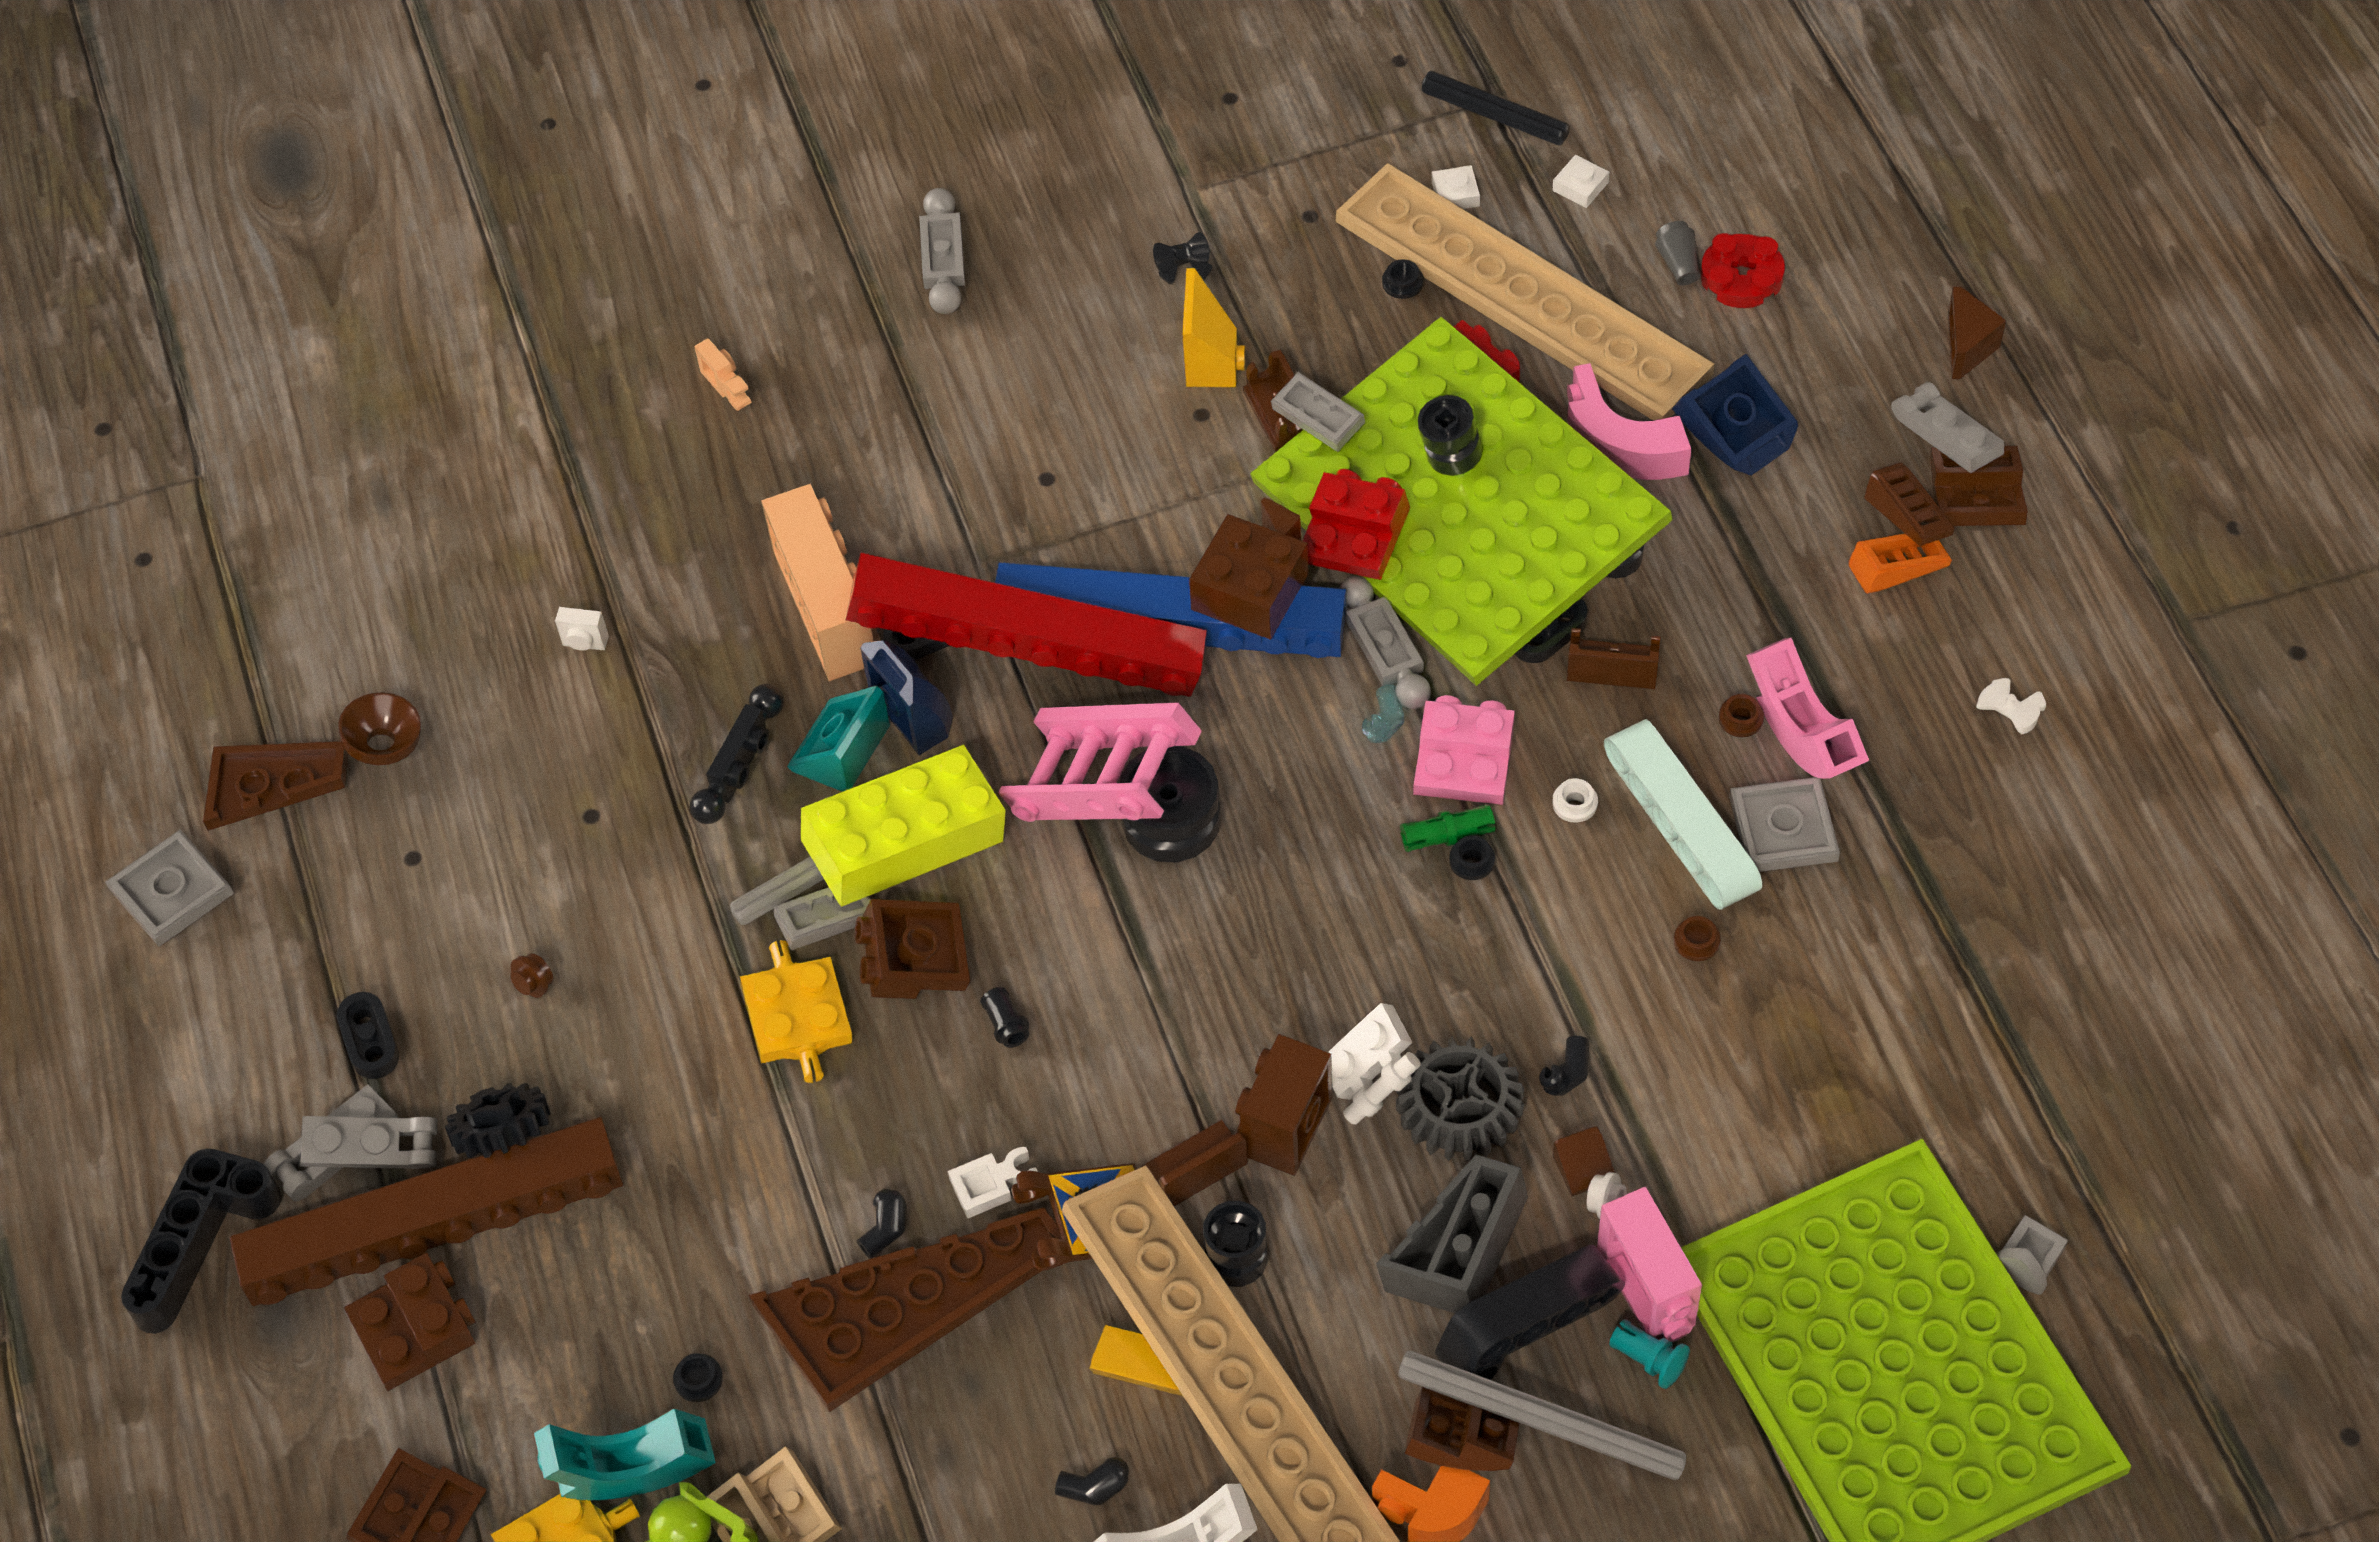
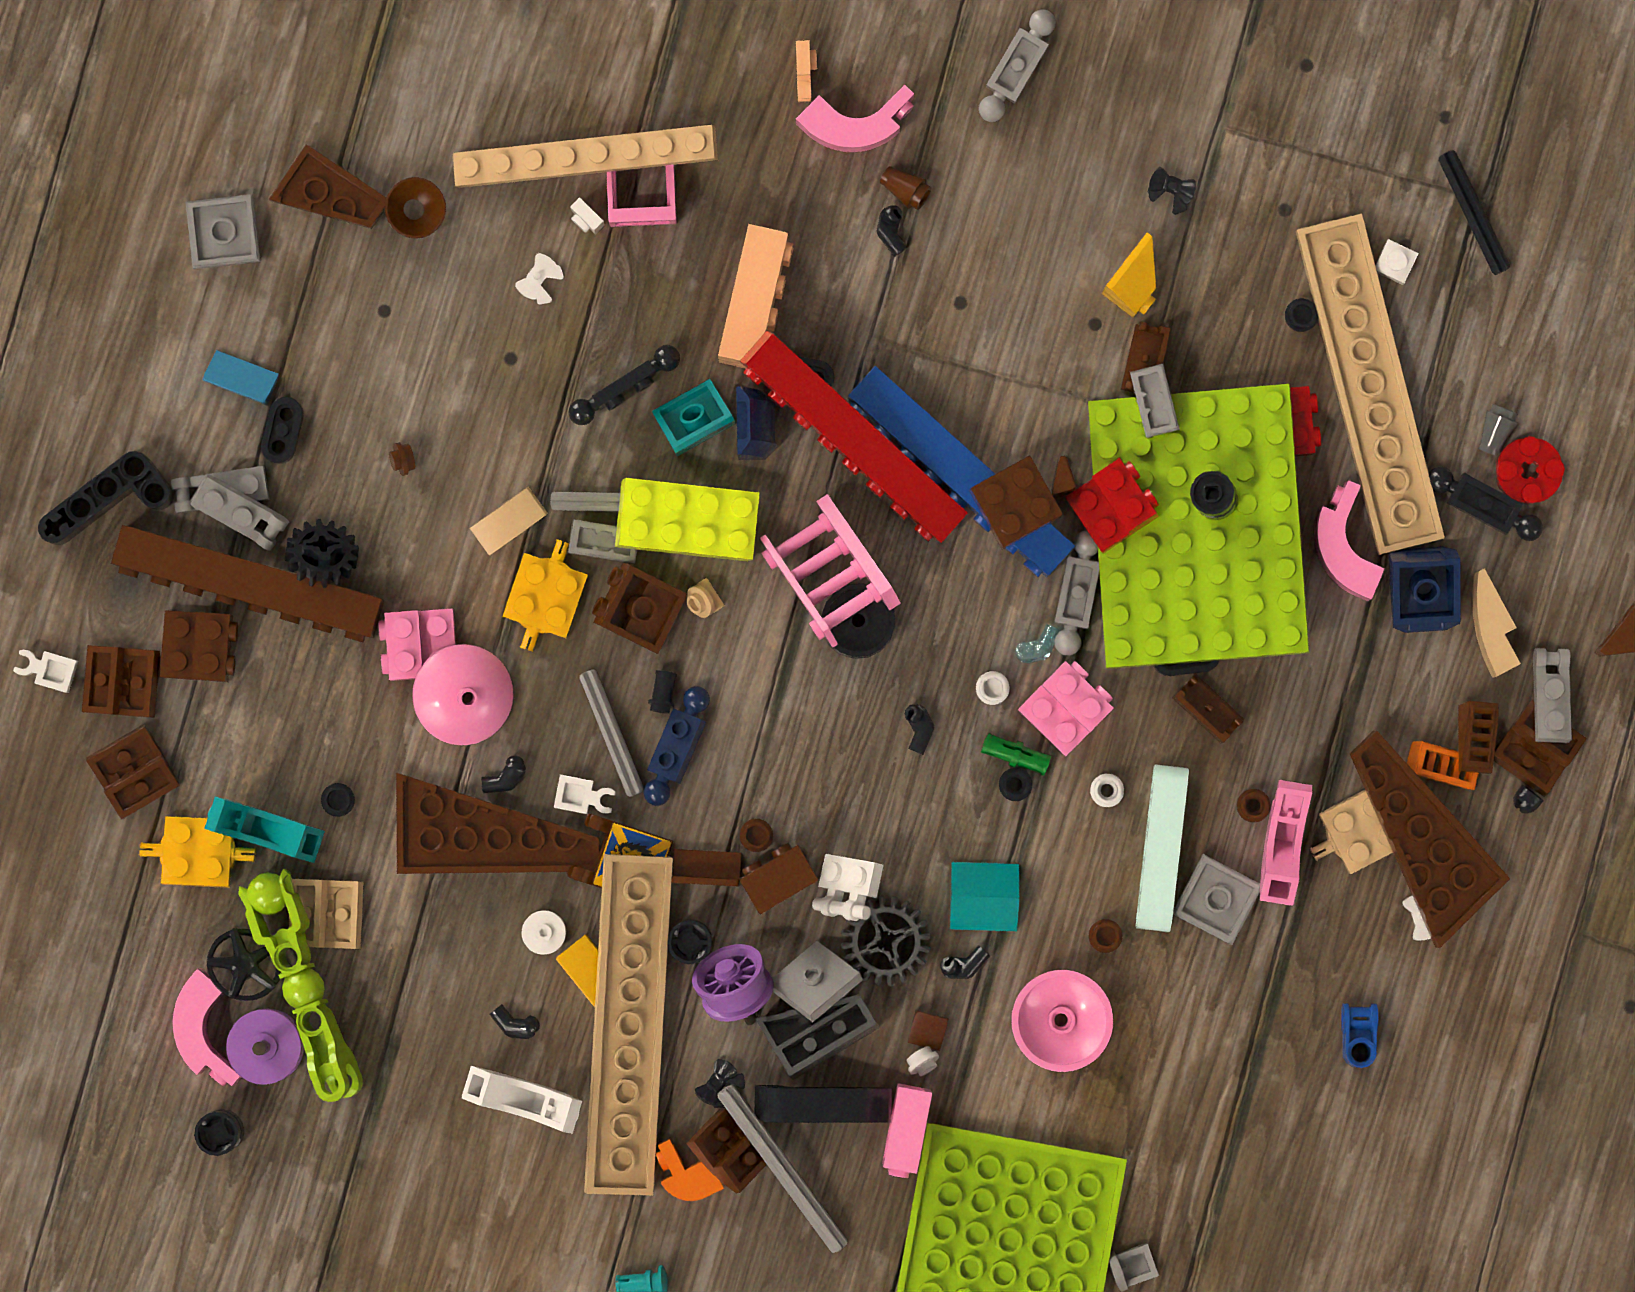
camera: 30 degrees right, 30 degrees up
(240, 1465) = (51, 671): none -> white plate
(284, 1019) = (241, 377): none -> dark azure slope
(337, 1423) = (120, 681): none -> reddish brown slope
(537, 567) = (585, 156): none -> tan plate
(565, 733) = (531, 285): none -> white piece
(636, 595) = (645, 215): none -> bright pink window
(682, 1151) = (413, 639): none -> bright pink plate
(699, 959) = (508, 520): none -> tan slope
(768, 1187) = (440, 691): none -> bright pink dish
(814, 398) = (854, 134): none -> bright pink arch
(909, 409) = (906, 187): none -> reddish brown cone
(918, 456) = (888, 227): none -> black arm
(977, 1098) = (611, 733): none -> light grey axle
(981, 901) = (703, 599): none -> tan plate
(1054, 1355) = (544, 932): none -> white wheel
(1062, 1061) = (676, 746): none -> dark blue plate
(1222, 1092) = (756, 835): none -> reddish brown plate
(1322, 869) = (921, 725): none -> black arm
(1323, 1246) = (733, 983): none -> medium lavender wheel
(1369, 784) = (992, 688): none -> white plate
(1388, 1391) = (723, 1074): none -> black piece
(1413, 1182) = (815, 981): none -> light grey plate
(1534, 989) = (984, 896): none -> teal slope
(1581, 181) = (1483, 317): white plate -> none
(1652, 1353) = (874, 1172): teal pin -> none
(1728, 316) = (1485, 504): none -> black plate
(1731, 1018) = (1087, 1024): none -> bright pink dish
(1831, 407) = (1491, 625): none -> tan slope
(1874, 663) = (1353, 833): none -> tan plate
(1972, 630) = (1436, 854): none -> reddish brown wing
(2011, 531) = (1526, 800): none -> black hinge
(2049, 845) = (1359, 1032): none -> blue piece

